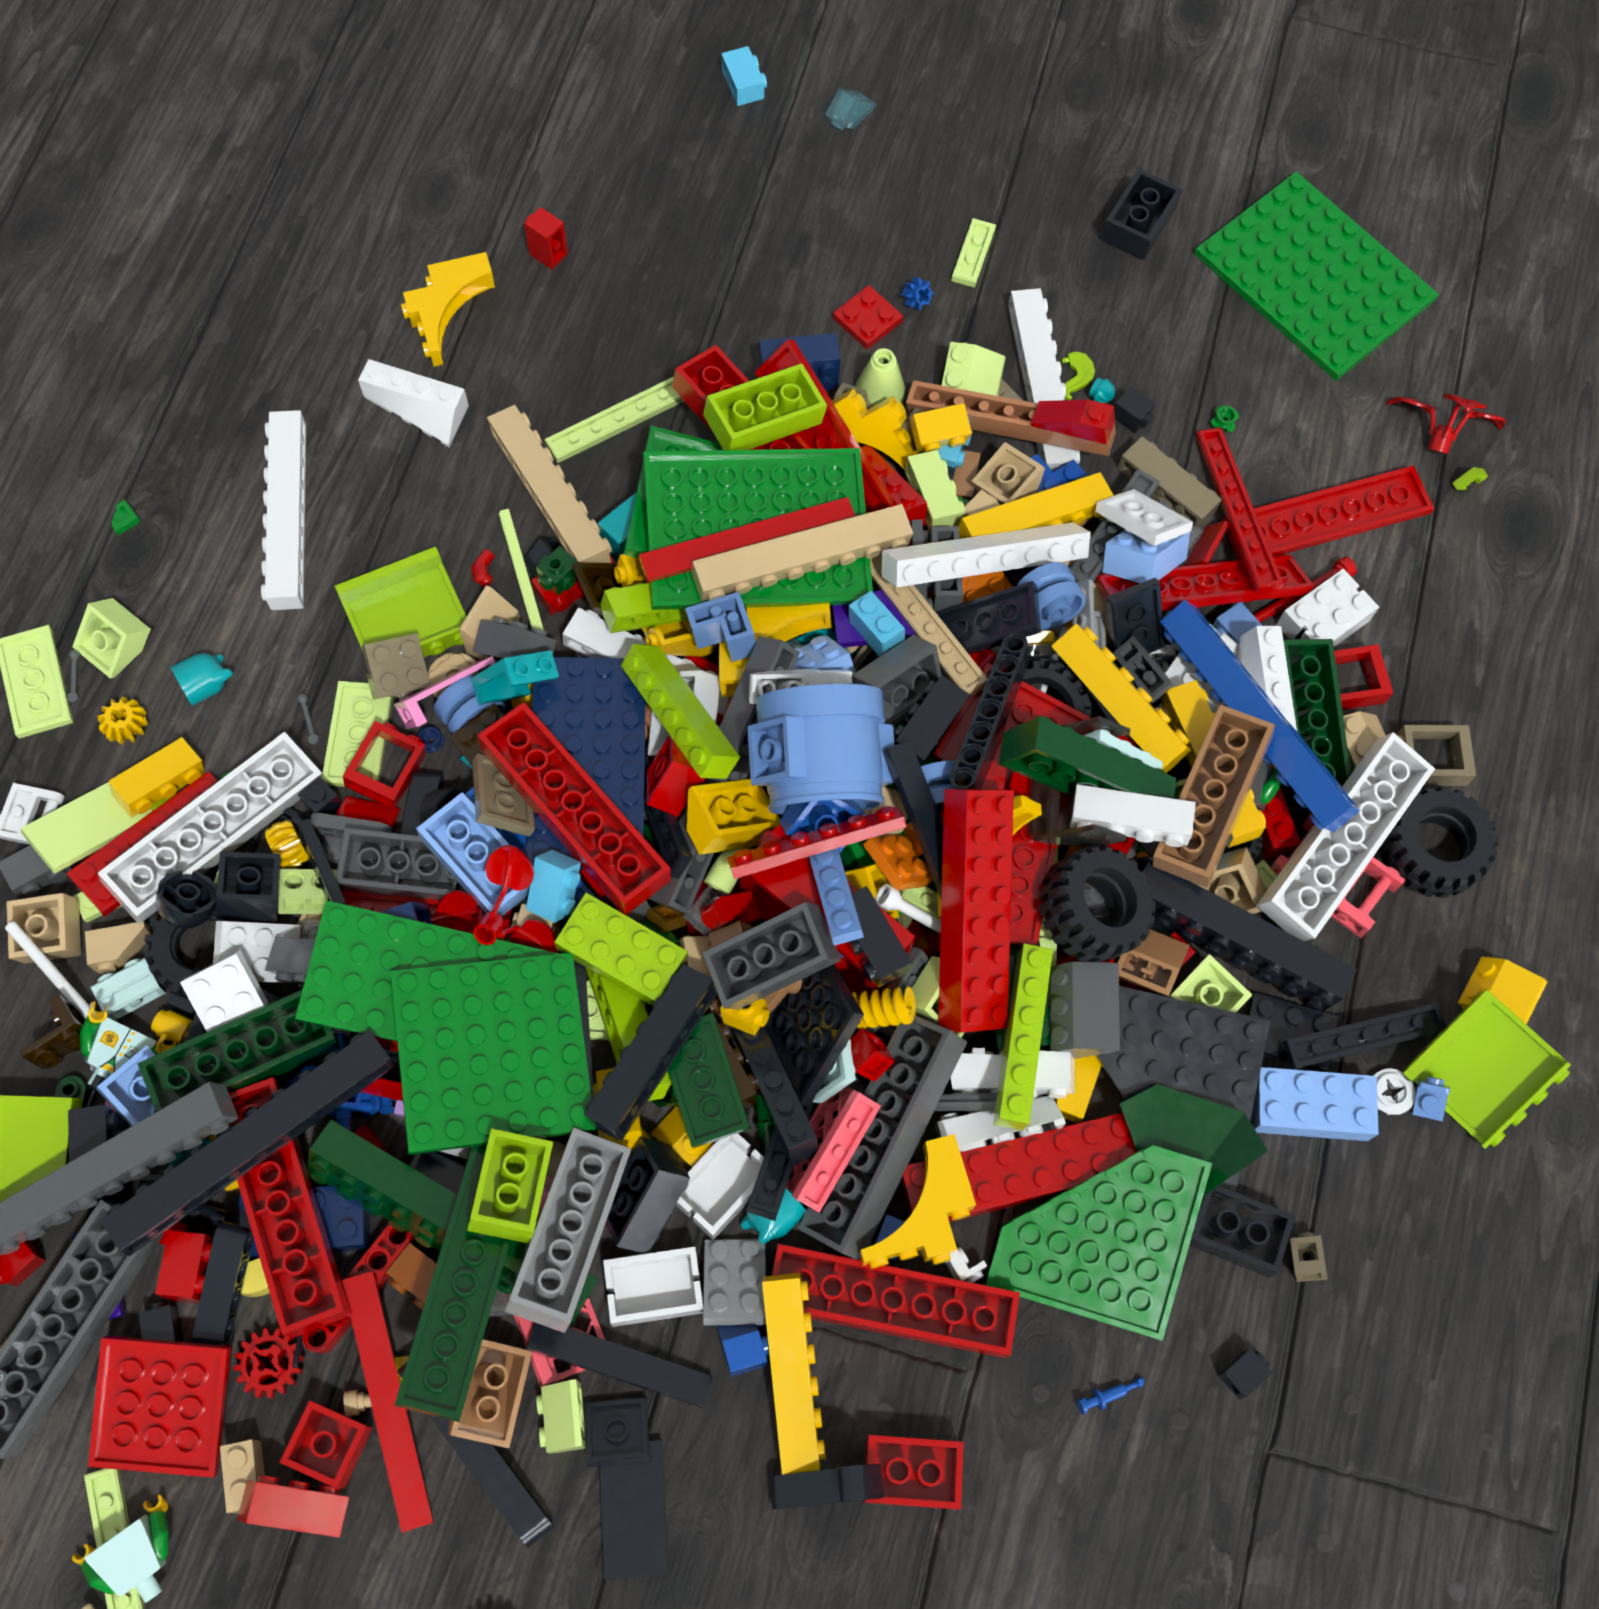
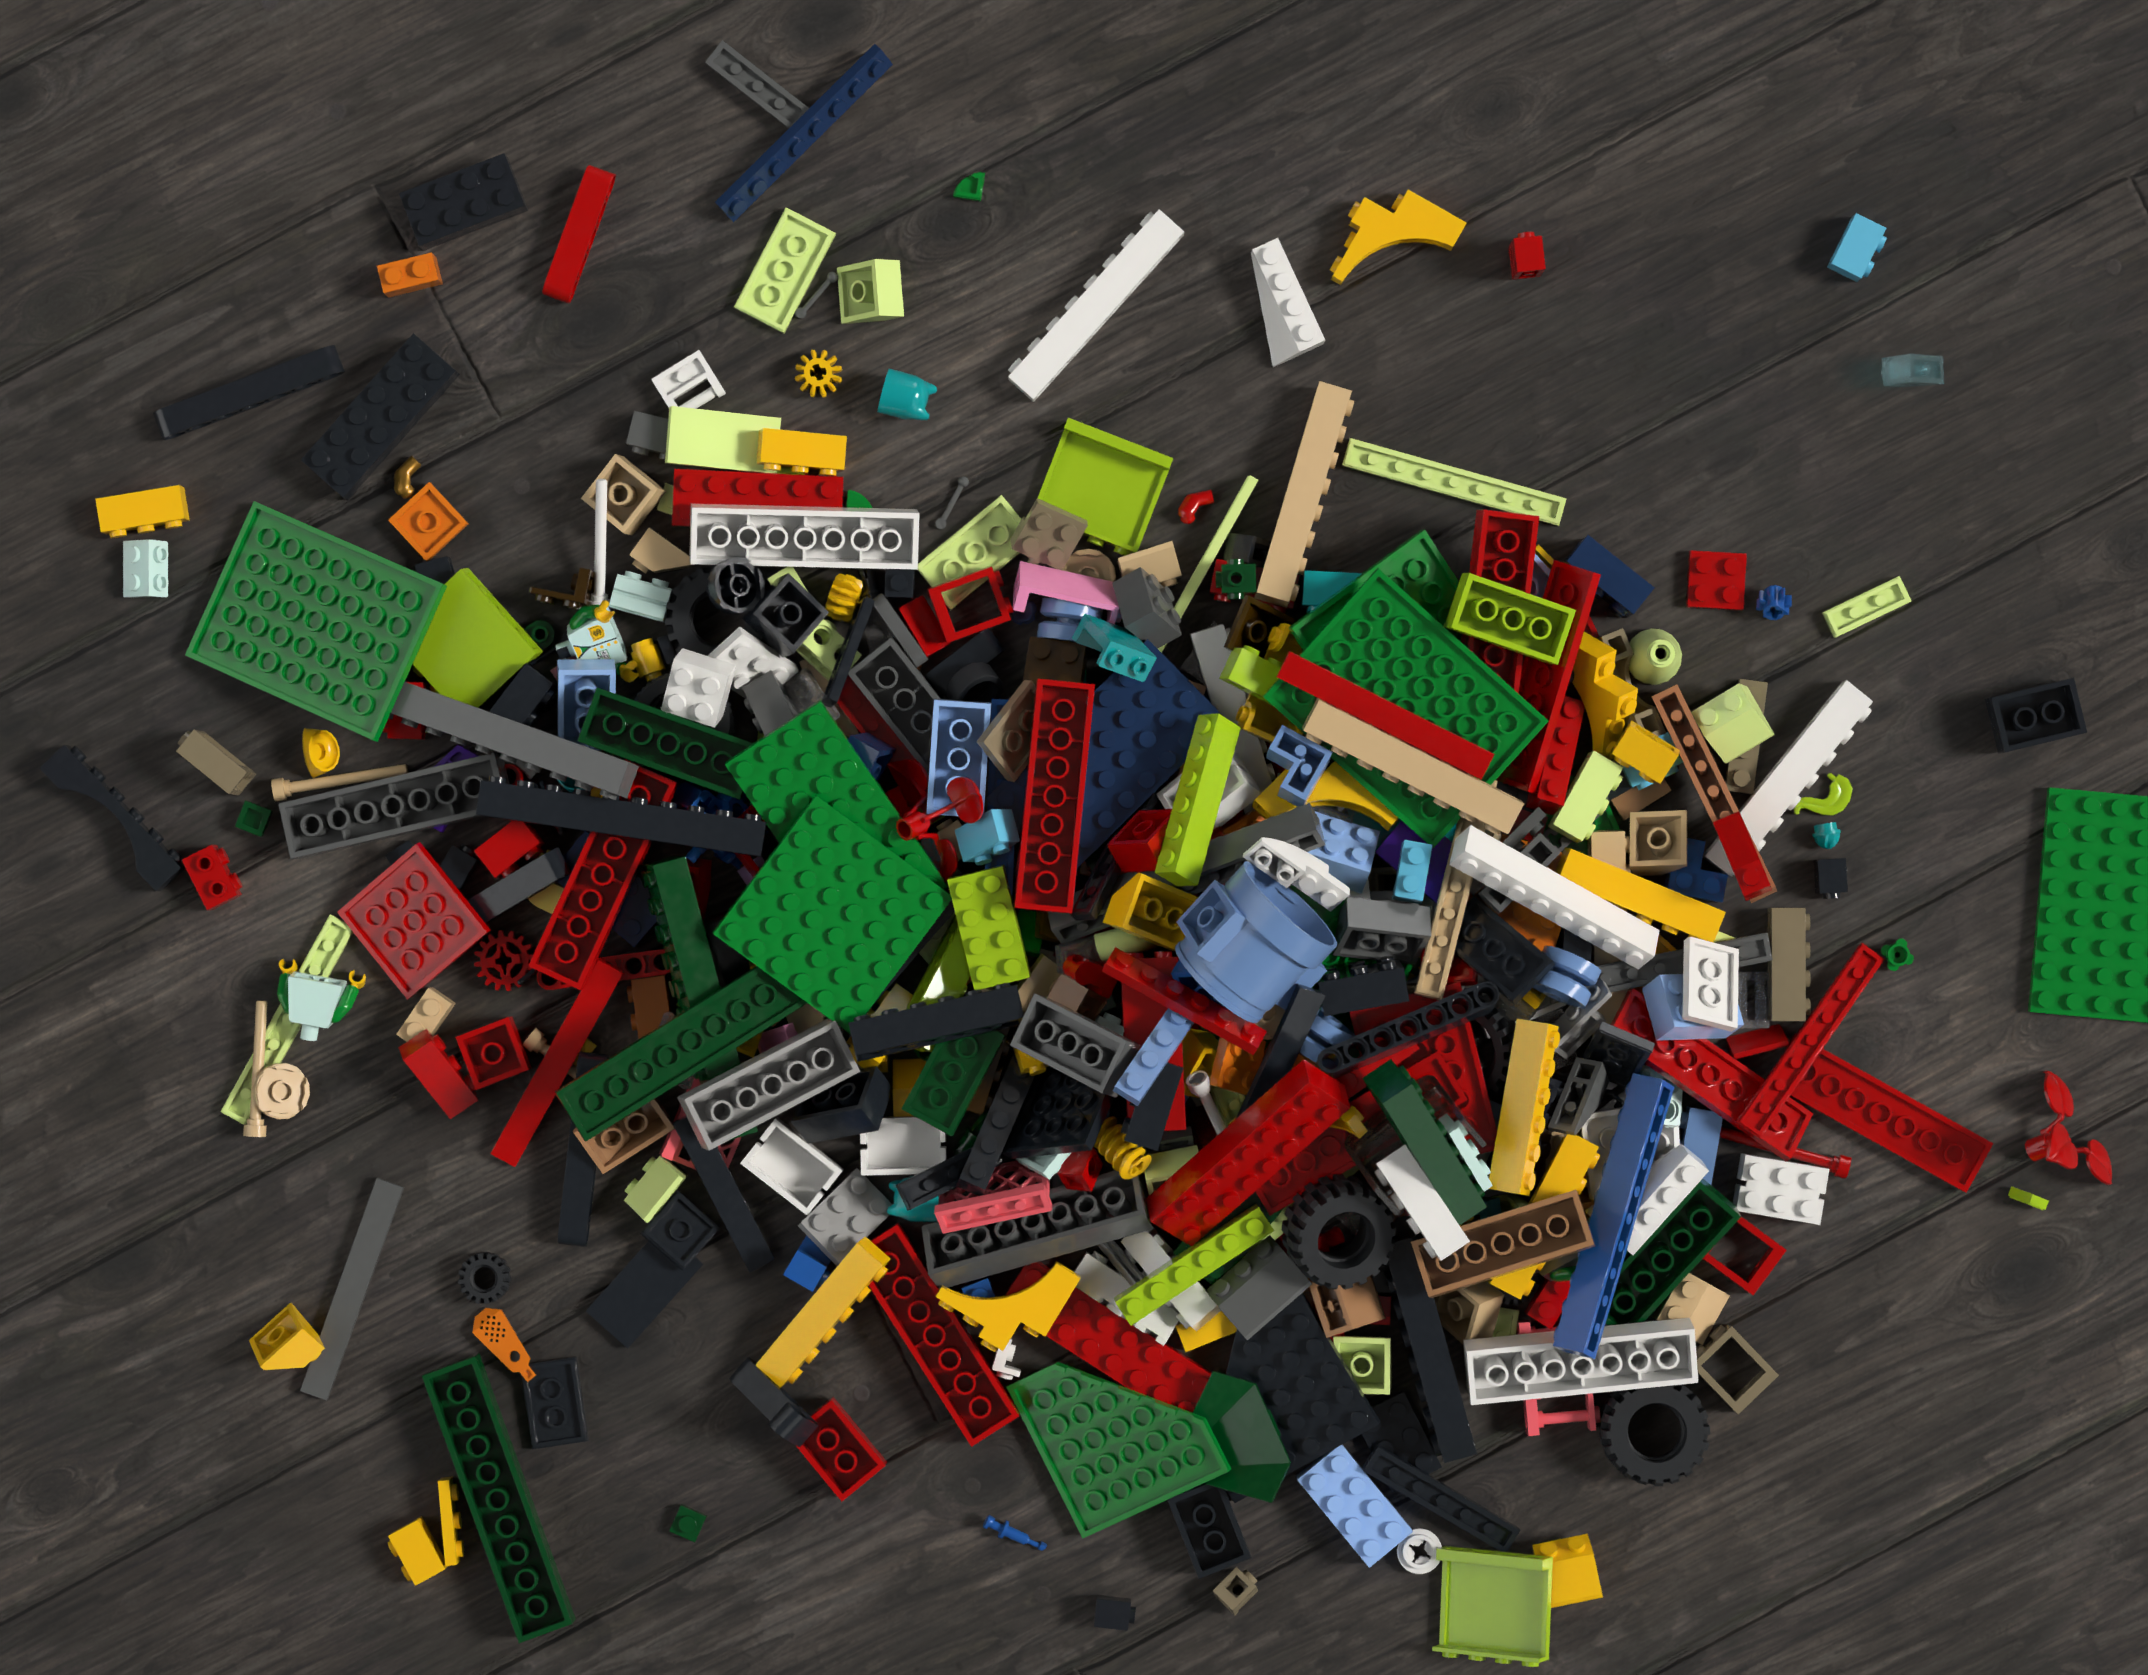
camera: 50 degrees right, 20 degrees up
(510, 1186) = (755, 1023): lime brick -> none
(1431, 1098) = (1438, 1583): medium blue bracket -> none

